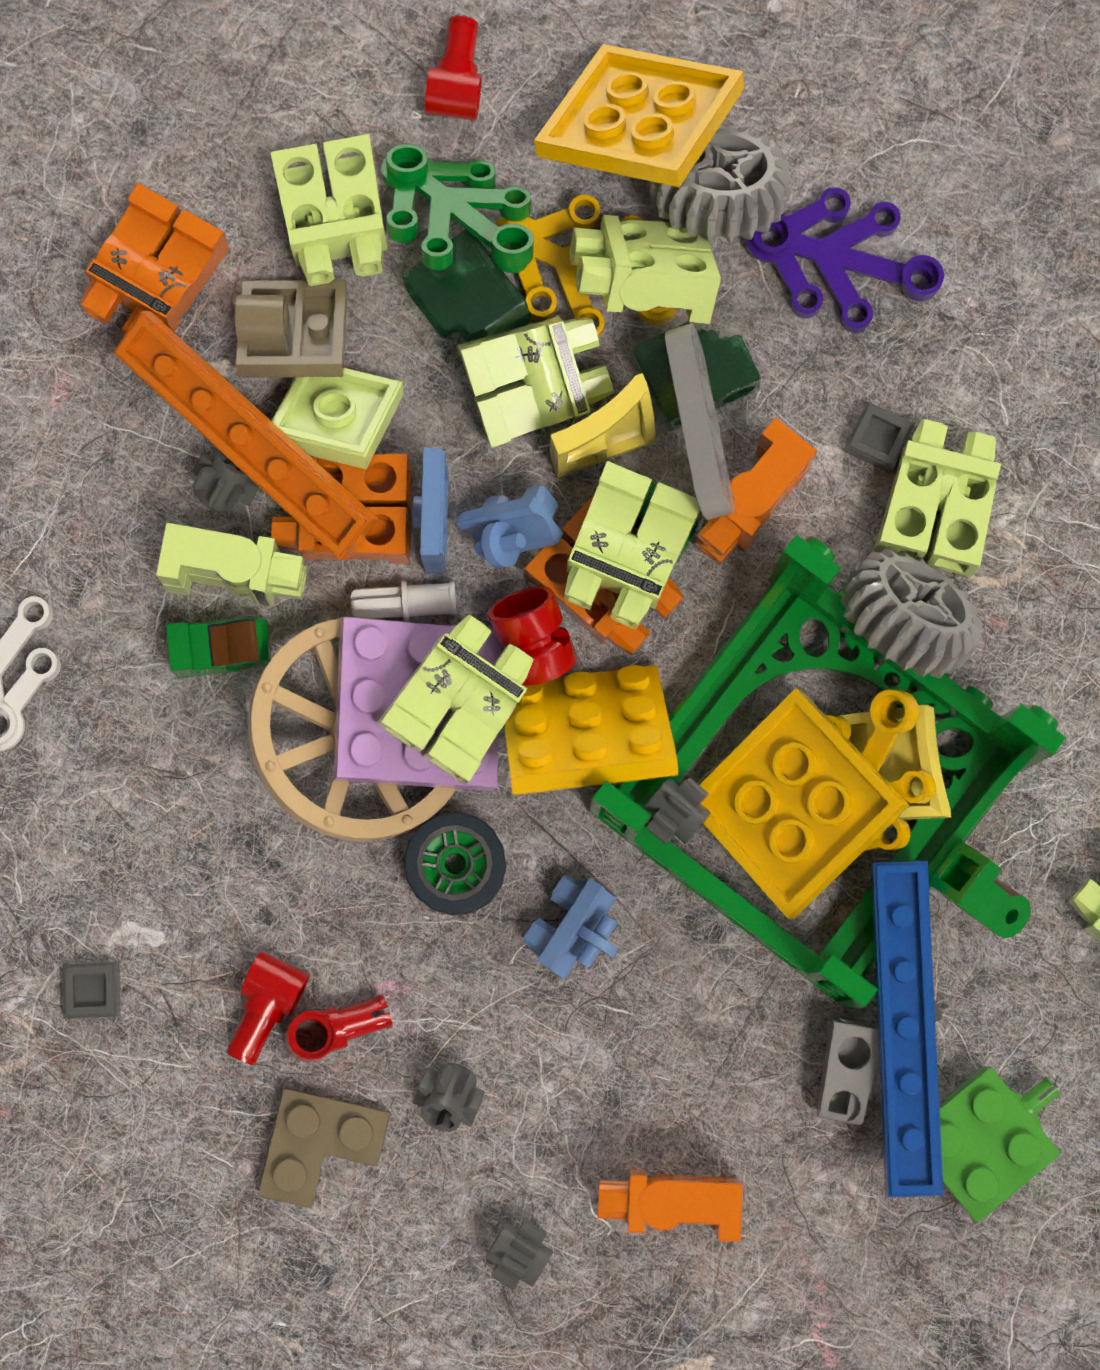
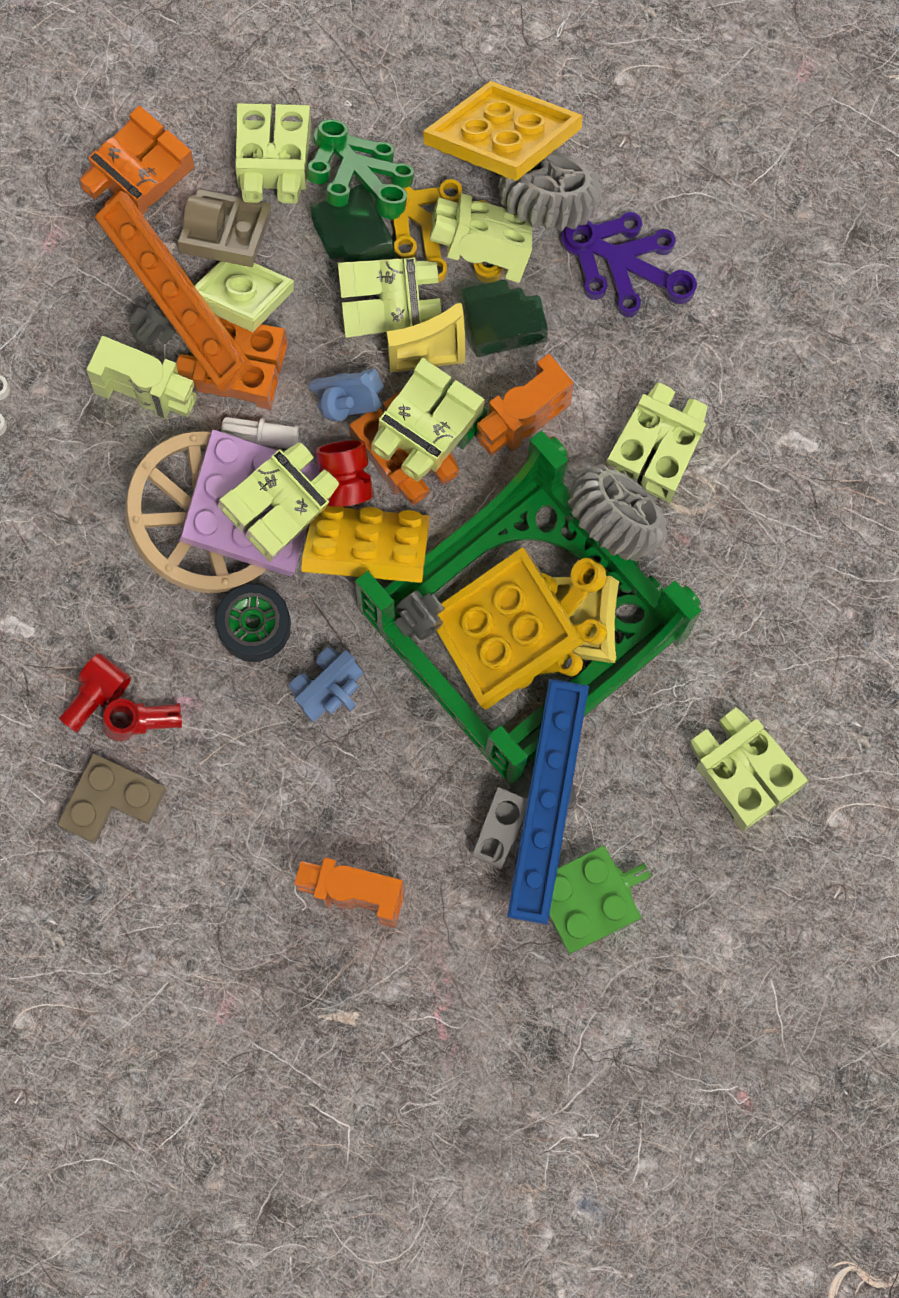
camera: 10 degrees right, 5 degrees down
(217, 646) = (118, 435): green leg -> none
(431, 511) = (294, 372): medium blue plate -> none
(448, 1097) = (209, 783): dark grey gear -> none
(455, 85) = (379, 86): red pin -> none
(519, 1254) = (234, 905): dark grey gear -> none
(699, 422) = (494, 345): light grey beam -> none
(879, 437) = (625, 391): dark grey tile -> none
(972, 885) = (615, 711): green leg -> none

